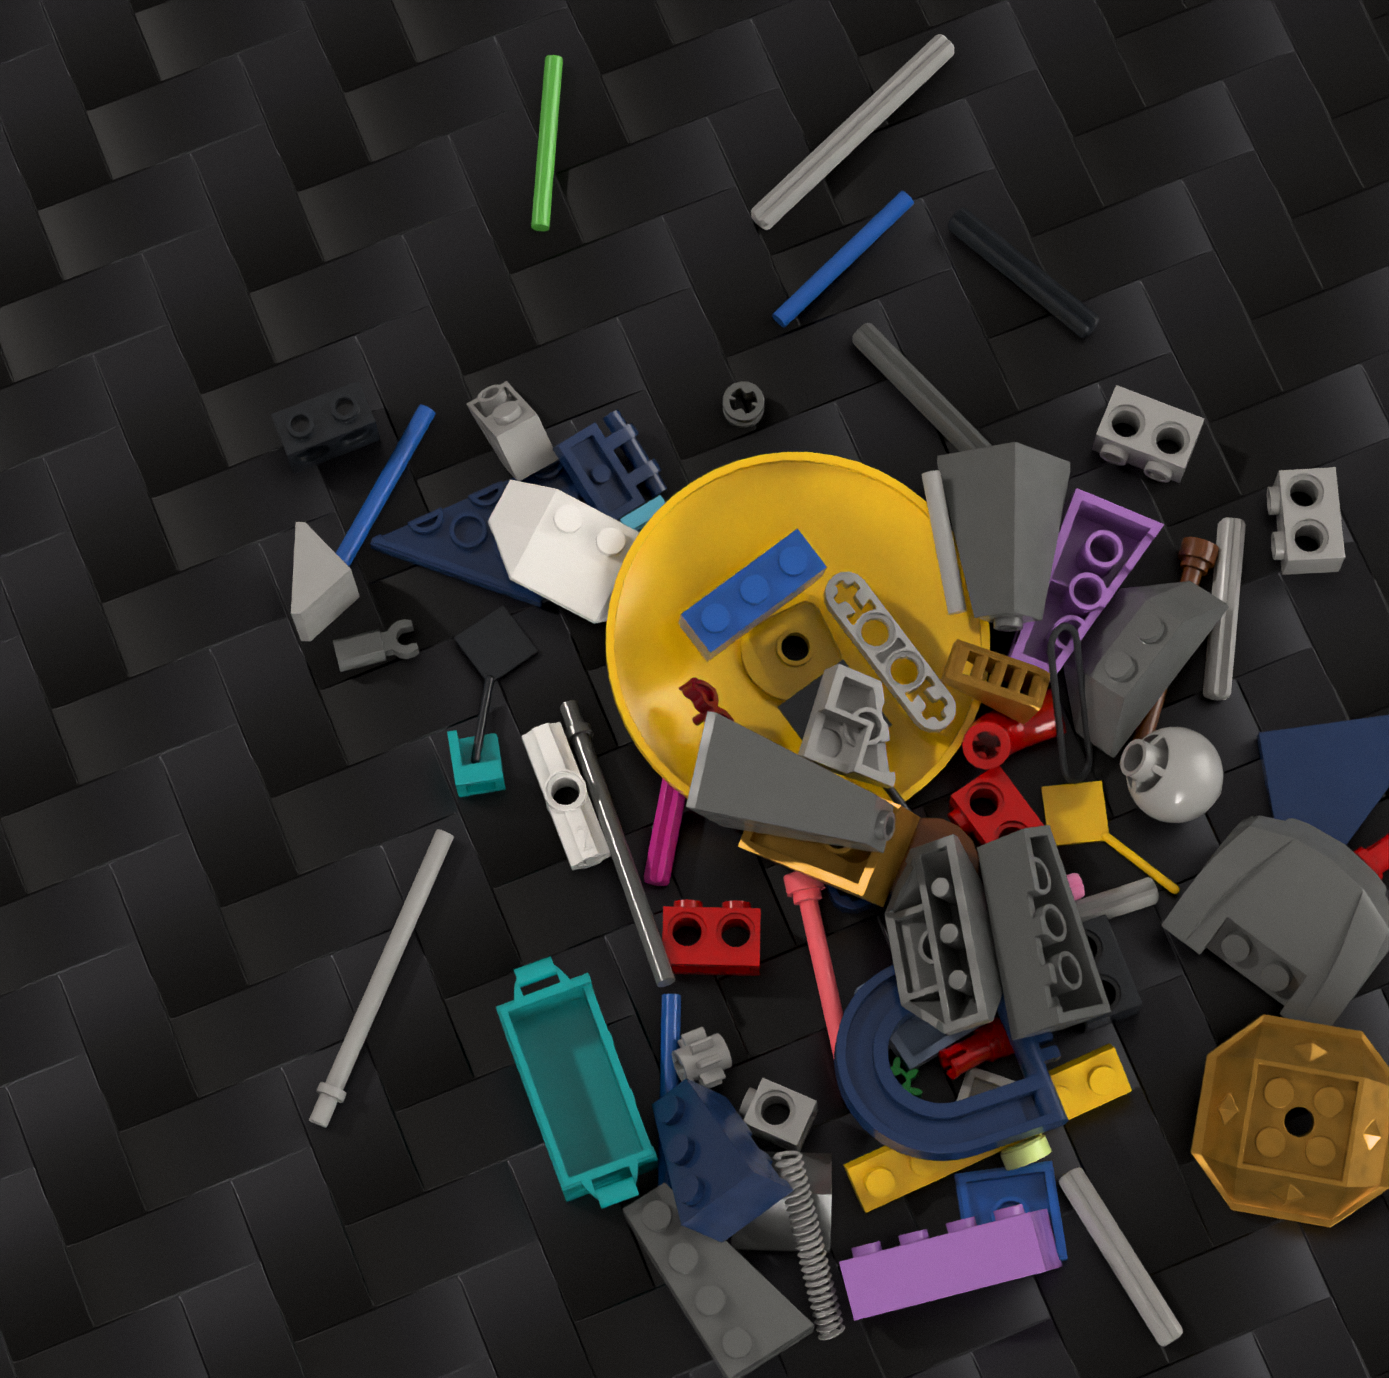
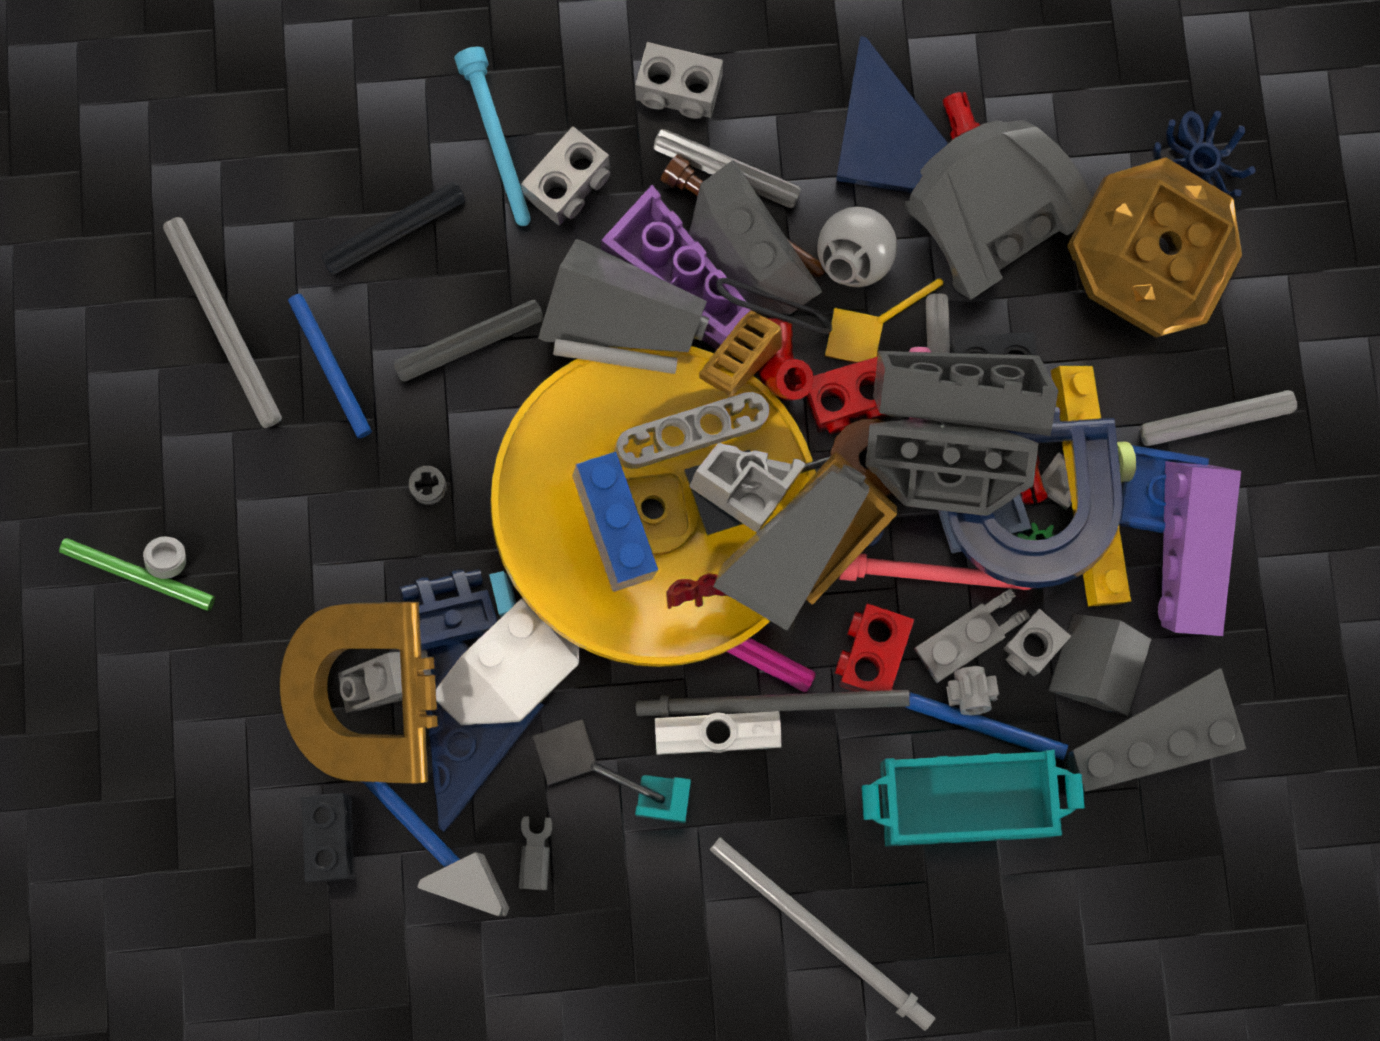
camera: 75 degrees left, 5 degrees up
(487, 345) = (307, 705): none -> pearl gold piece
(573, 163) = (164, 557): none -> light grey tile
(713, 1162) = (1071, 705): dark blue wedge -> none
(764, 1041) = (967, 637): none -> light grey hinge
(808, 1254) = (1159, 659): light grey piece -> none
(1243, 293) = (473, 64): none -> medium azure piece

